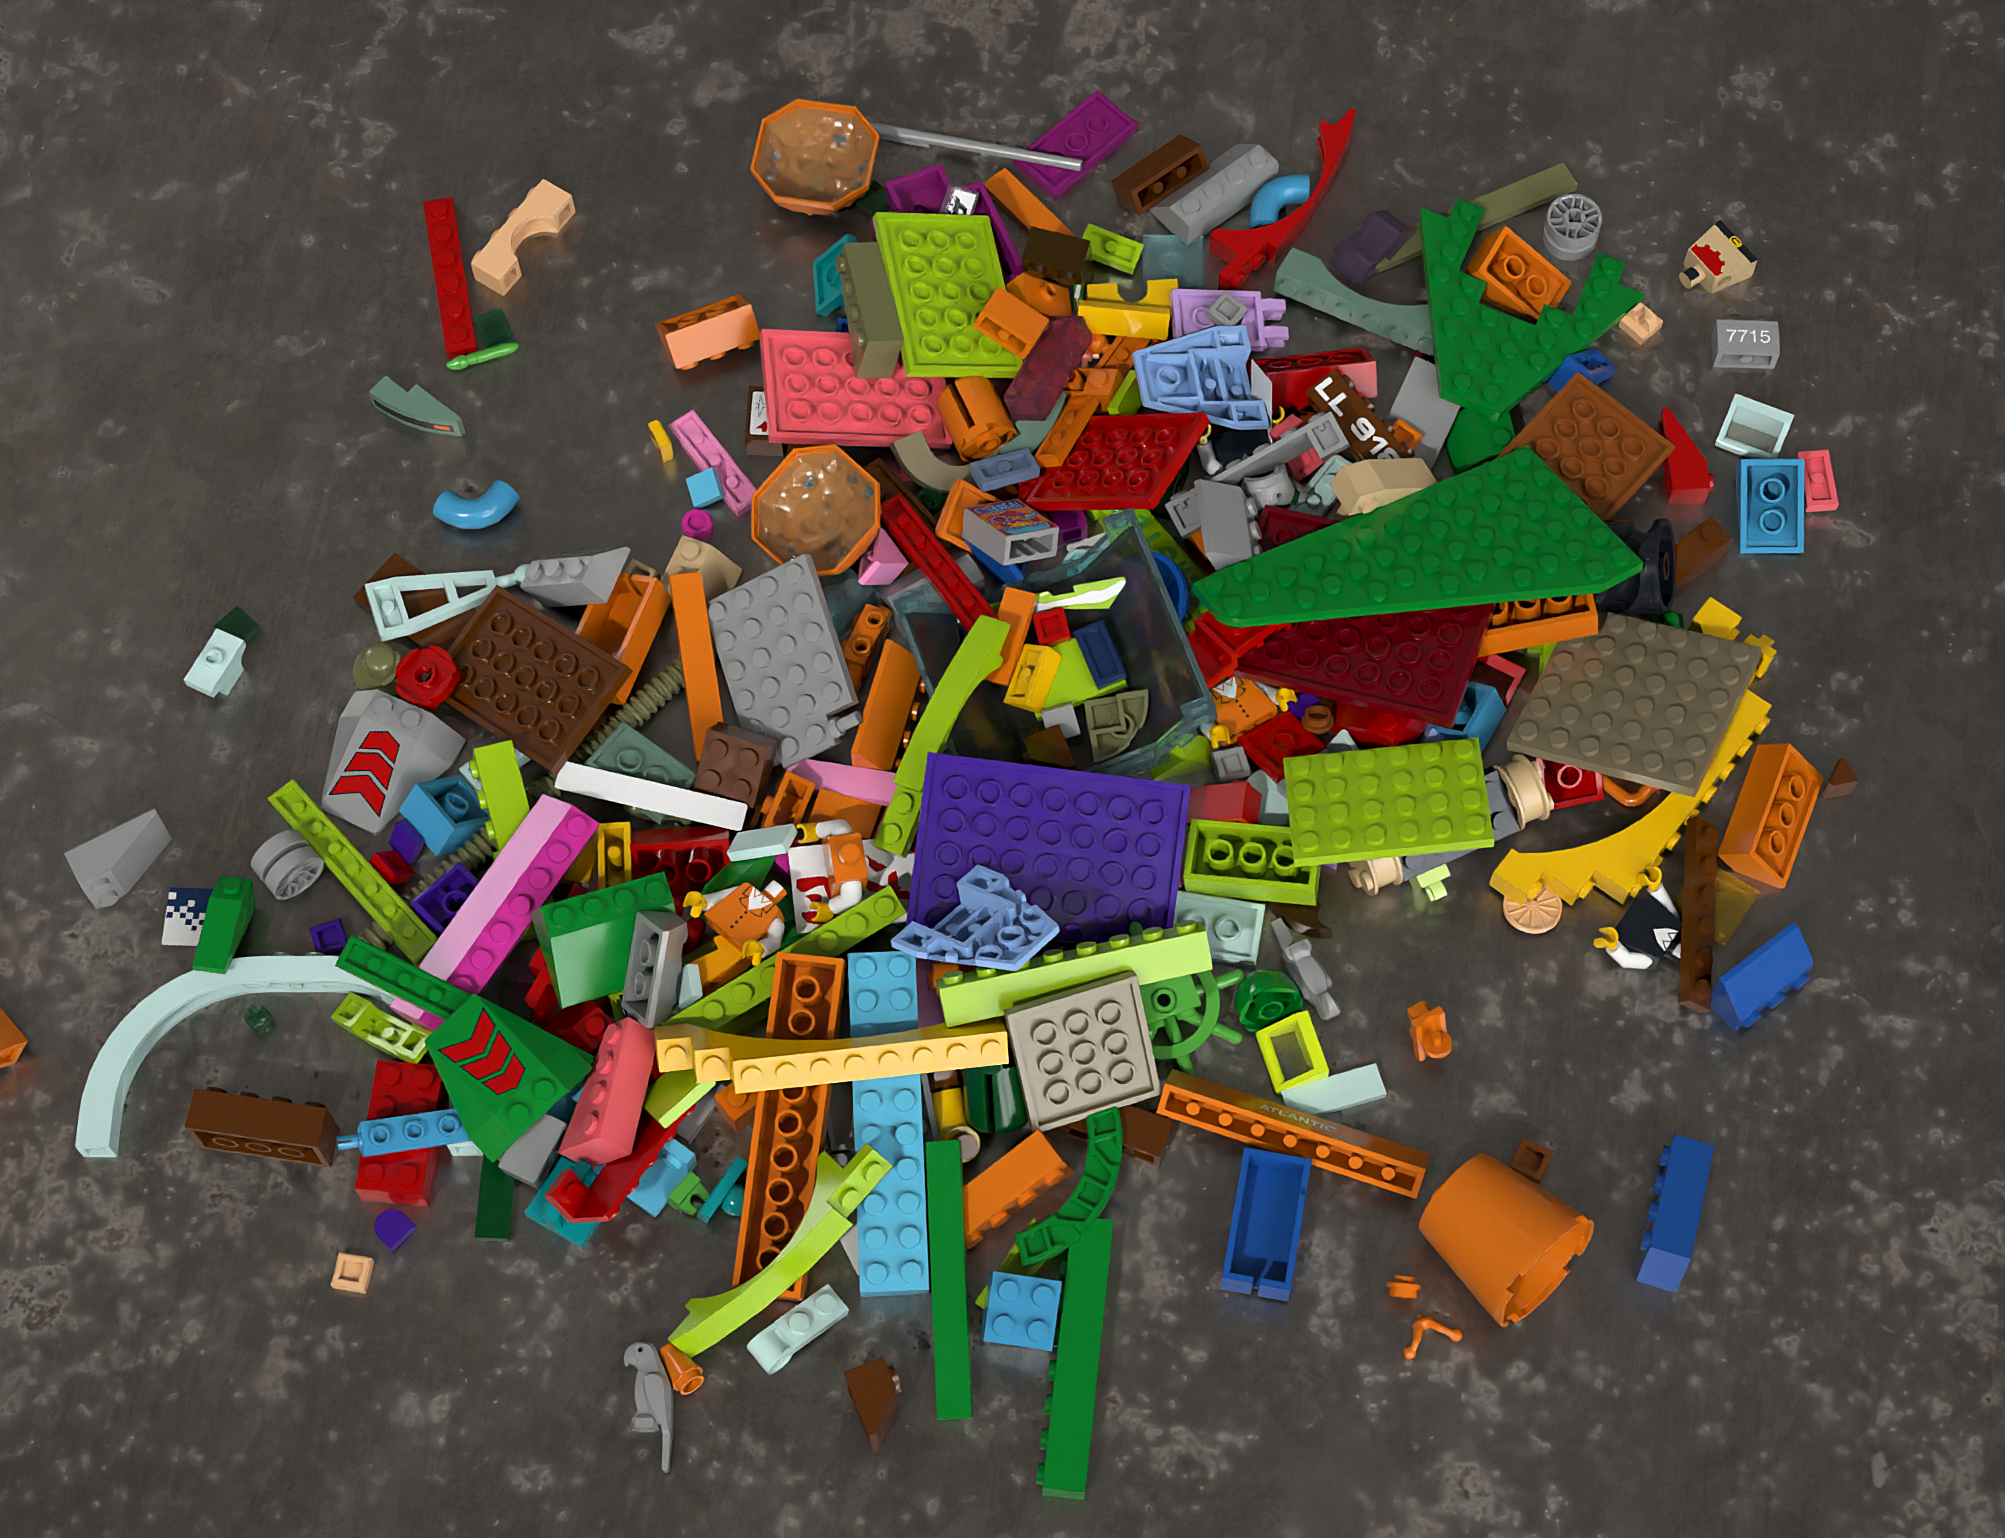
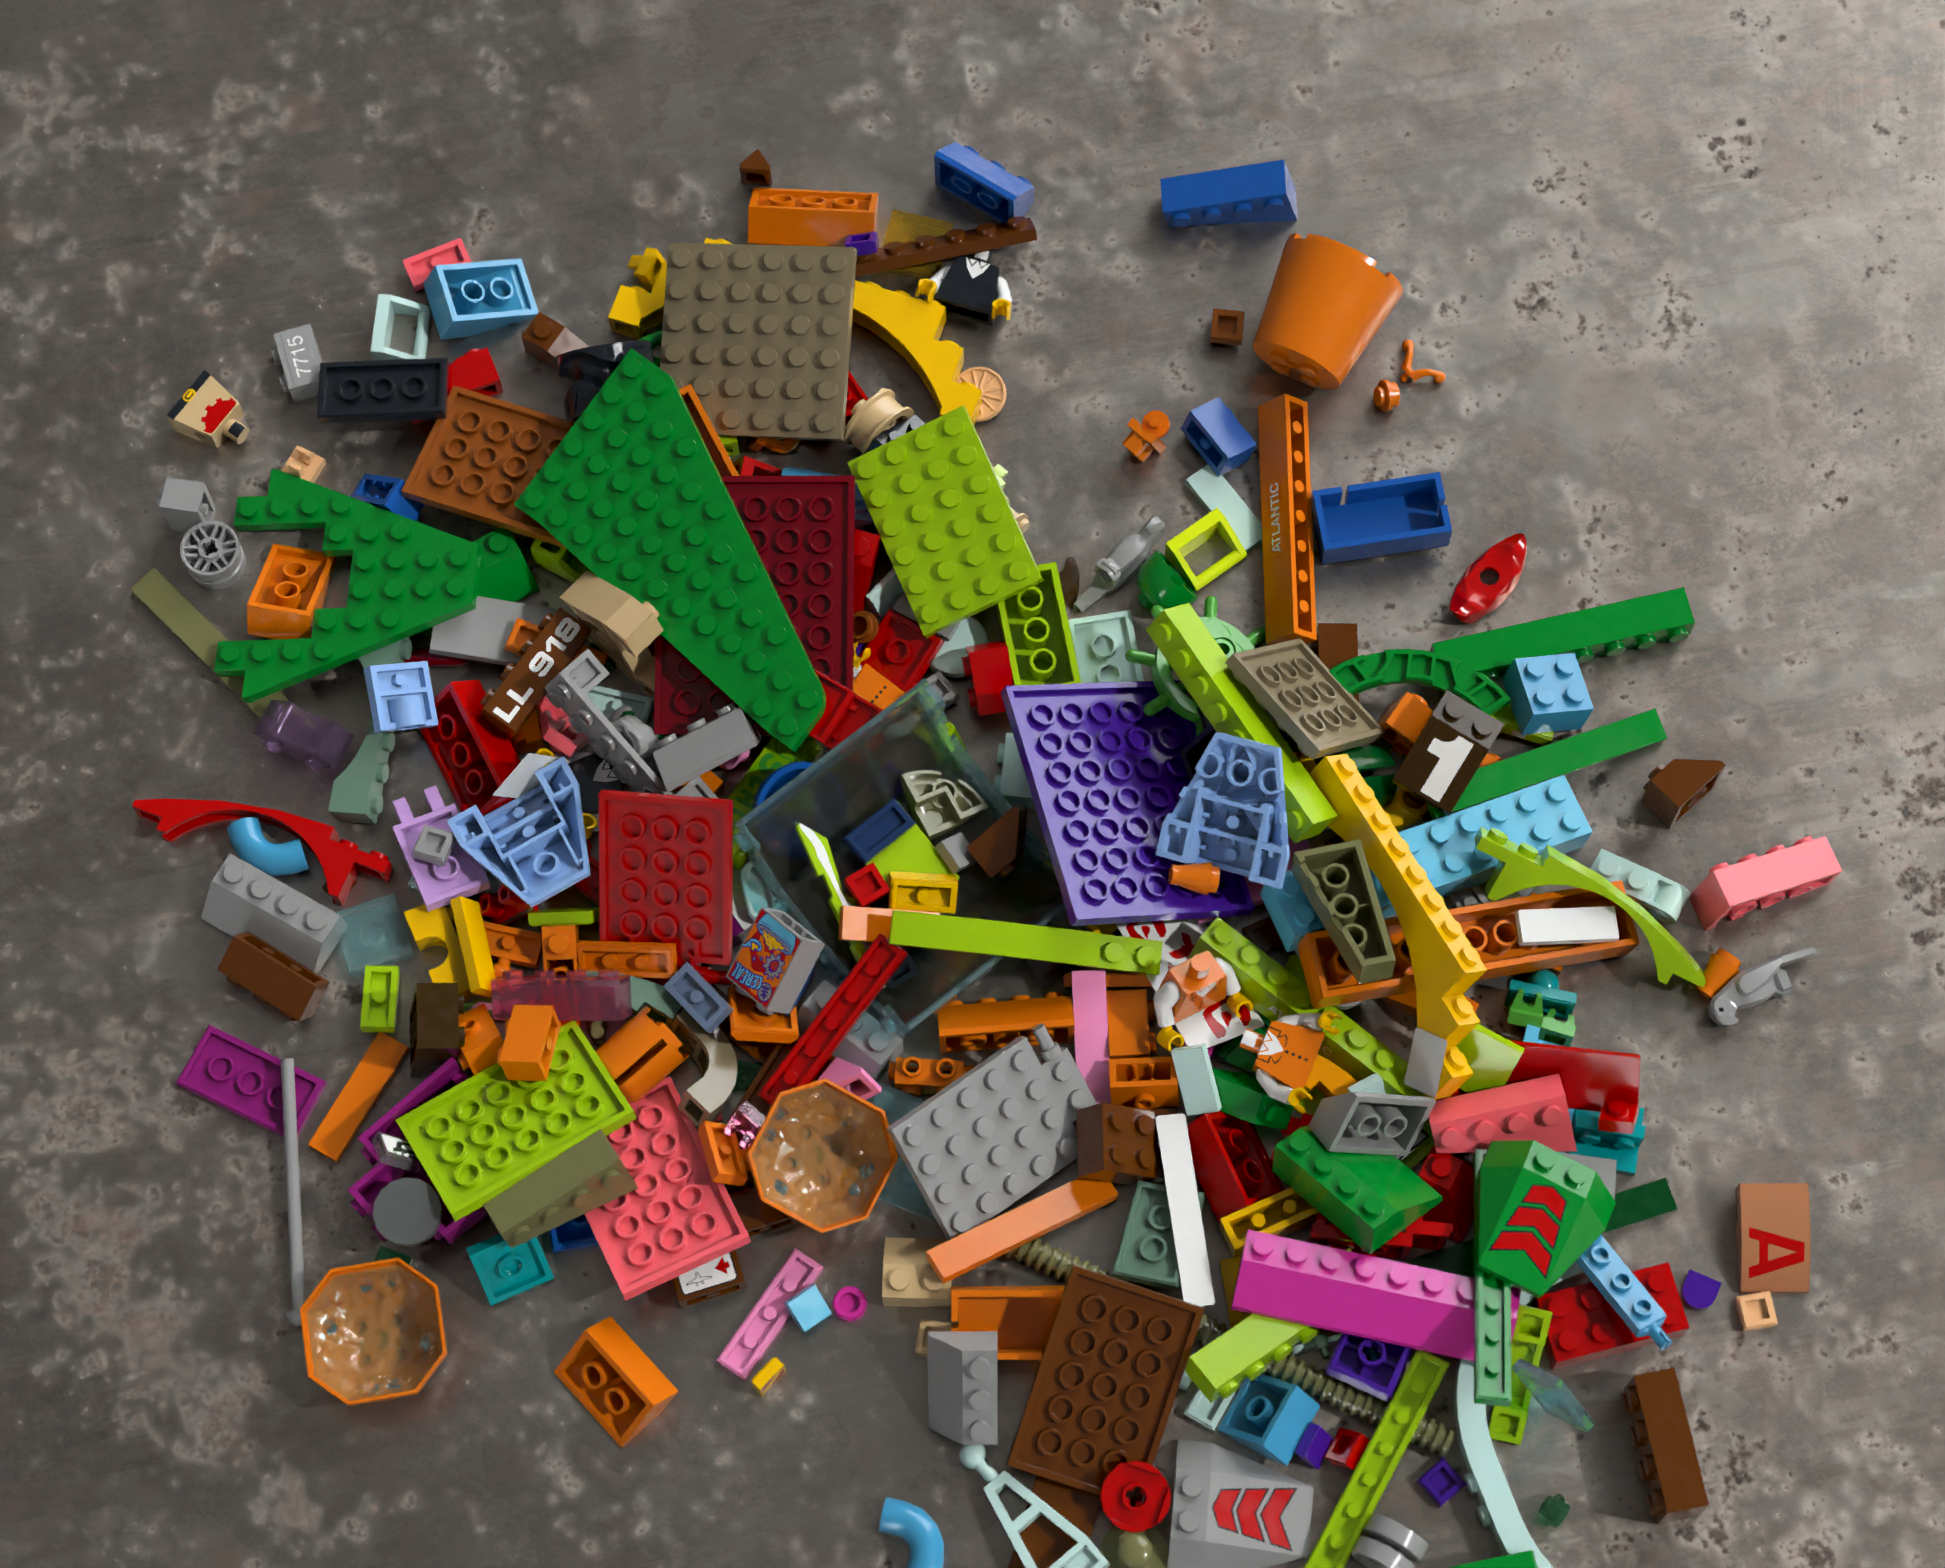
camera: 110 degrees left, 5 degrees up
(347, 1042) = (1553, 1395): none -> clear light blue tile
(409, 1311) = (1773, 1237): none -> nougat slope
(685, 1030) = (1425, 1062): none -> white sticker
(710, 1164) = (1525, 1013): none -> bright green tile
(750, 1452) = (1764, 880): none -> wedge
(768, 1216) = (1566, 925): none -> white tile
(848, 995) = (1346, 902): none -> olive wedge
(861, 446) = (723, 1155): none -> orange plate
(882, 472) = (747, 1121): none -> clear pink tile
(900, 192) = (407, 1212): none -> dark grey tile
(942, 892) = (1195, 877): none -> orange cone
(981, 1168) = (1447, 753): none -> dark brown slope
(1179, 1336) = (1475, 599): none -> red piece
(1375, 321) = (400, 696): none -> light blue plate
(1409, 1105) = (1218, 436): none -> blue brick
(1622, 213) = (185, 504): none -> light grey brick
(1687, 387) = (383, 390): none -> black tile
(1719, 835) = (864, 242): none -> dark purple tile

